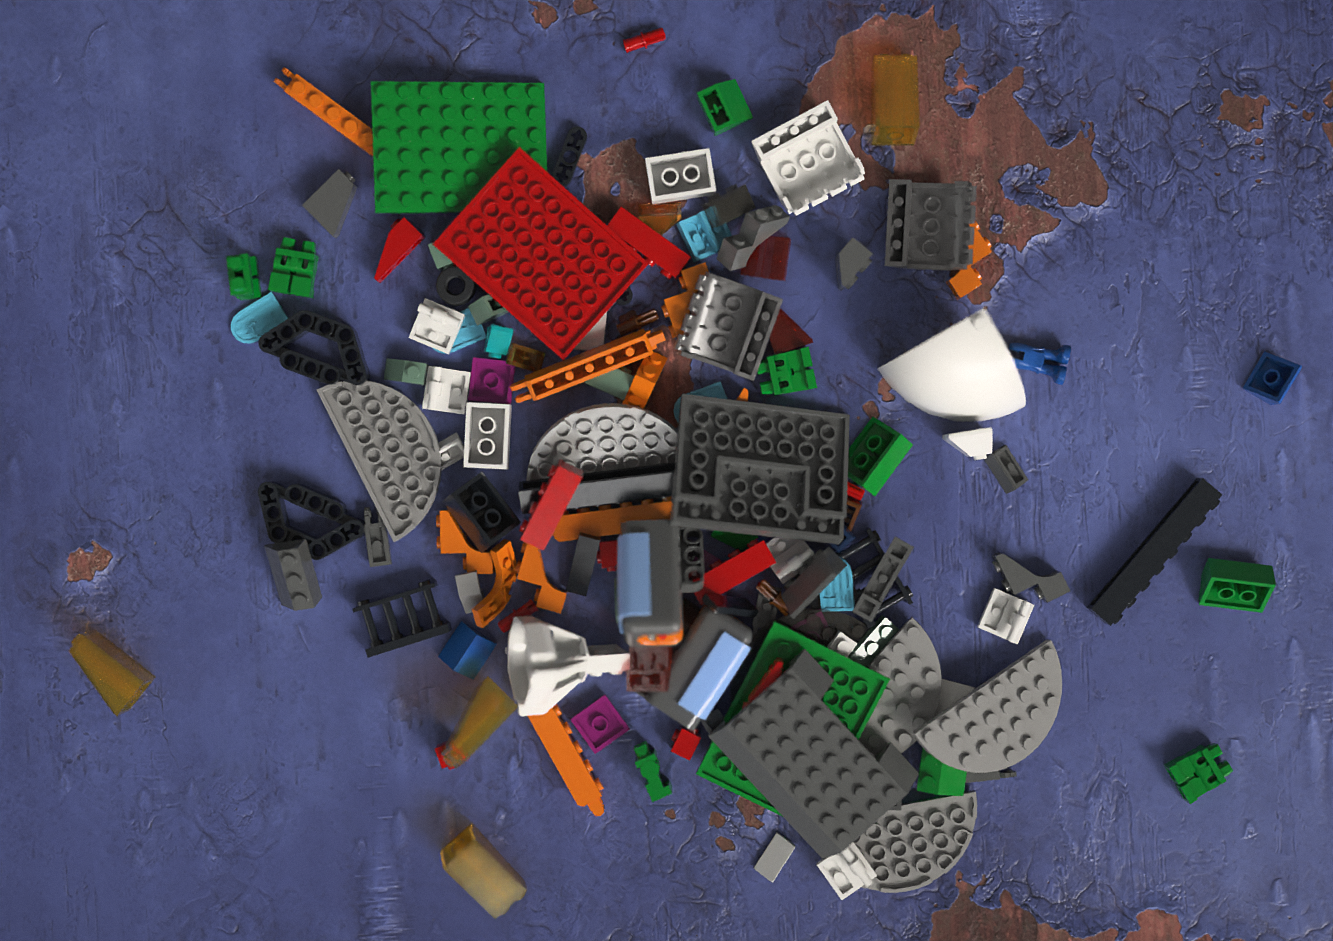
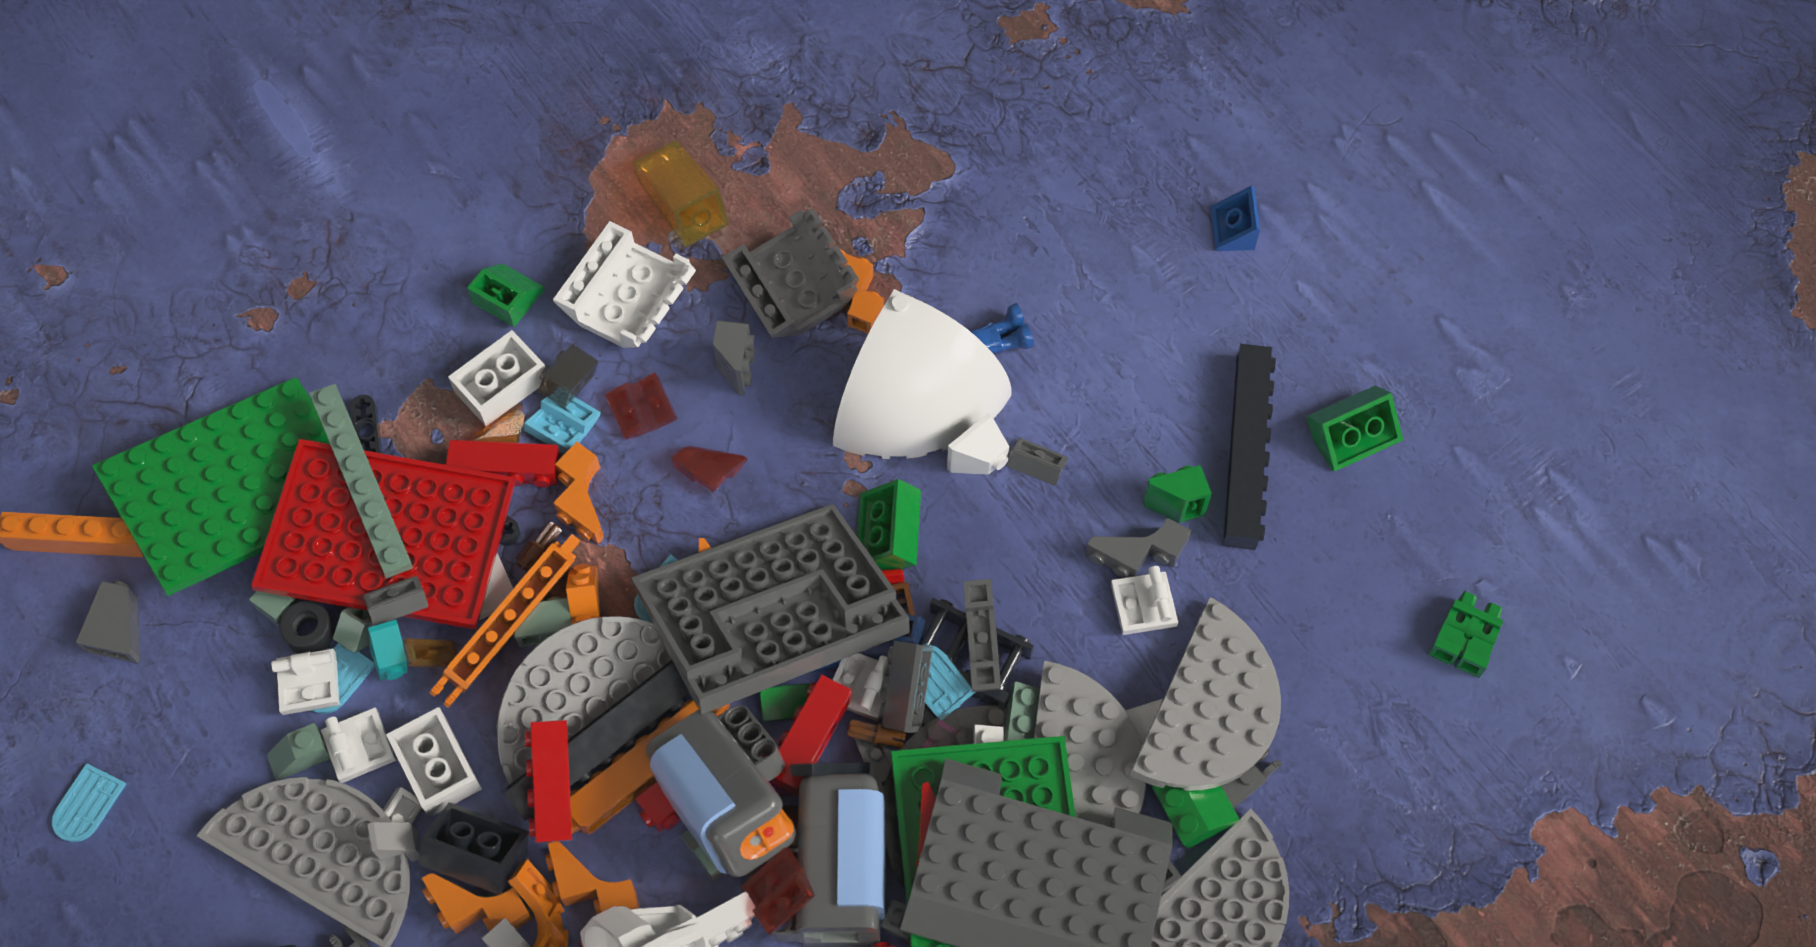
camera: 40 degrees left, 25 degrees down
(240, 273) = (40, 757): green hips -> none
(281, 277) = (102, 721): green hips -> none
(302, 361) = (134, 815): black piece -> none
(399, 244) = (217, 621): red slope -> none
(435, 475) = (394, 839): none -> light grey slope
(491, 381) = (404, 699): magenta plate -> none
(520, 312) = (395, 600): none -> dark grey slope
(544, 205) = (361, 481): none -> sand green plate
(583, 564) = (632, 836): black tile -> none
(644, 39) = (382, 281): red axle -> none
(728, 325) = (640, 488): flat silver slope -> none
(755, 229) = (611, 380): dark grey arch -> none
(779, 372) = (738, 500): green hips -> none
(1083, 563) = (1178, 494): none -> green slope

